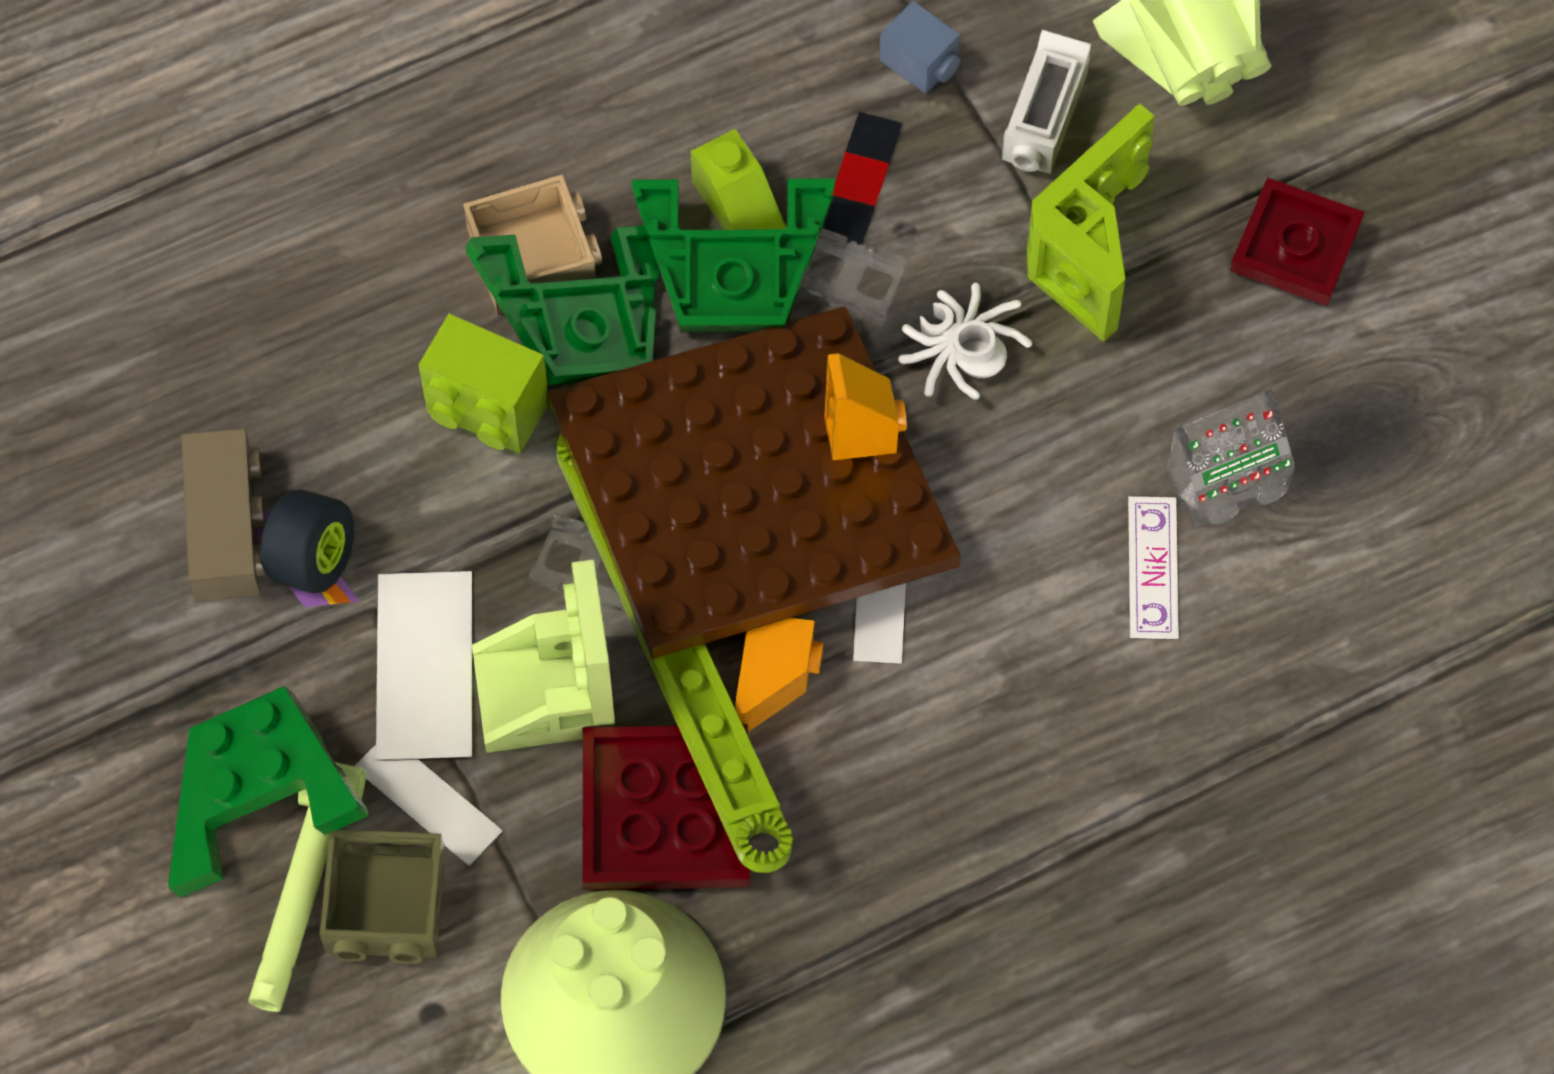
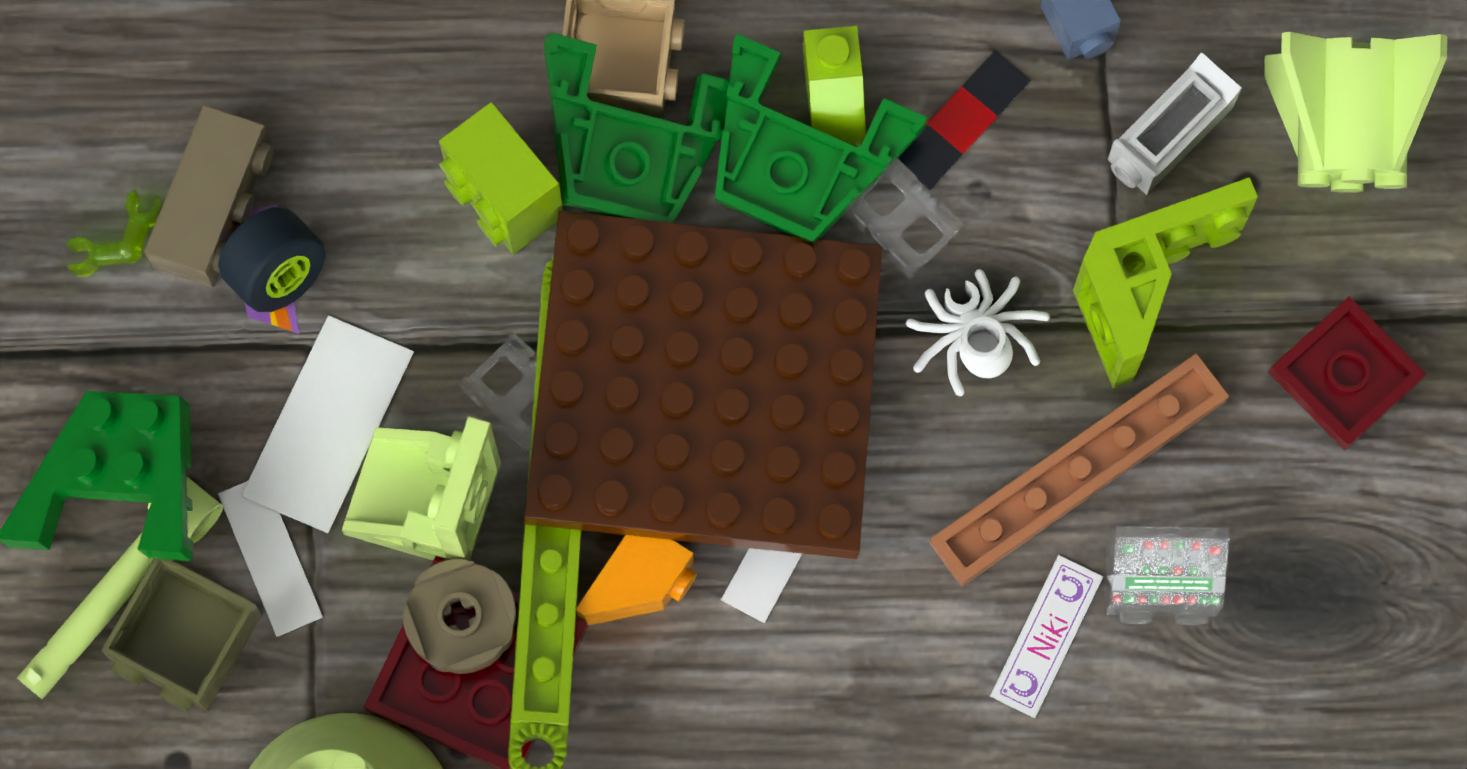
camera: 25 degrees right, 10 degrees up
(165, 596) = (125, 251): none -> clear neon green arm
(633, 794) = (431, 601): none -> dark tan plate
(860, 411) = (831, 371): light orange slope -> none
(1110, 417) = (1078, 470): none -> nougat plate

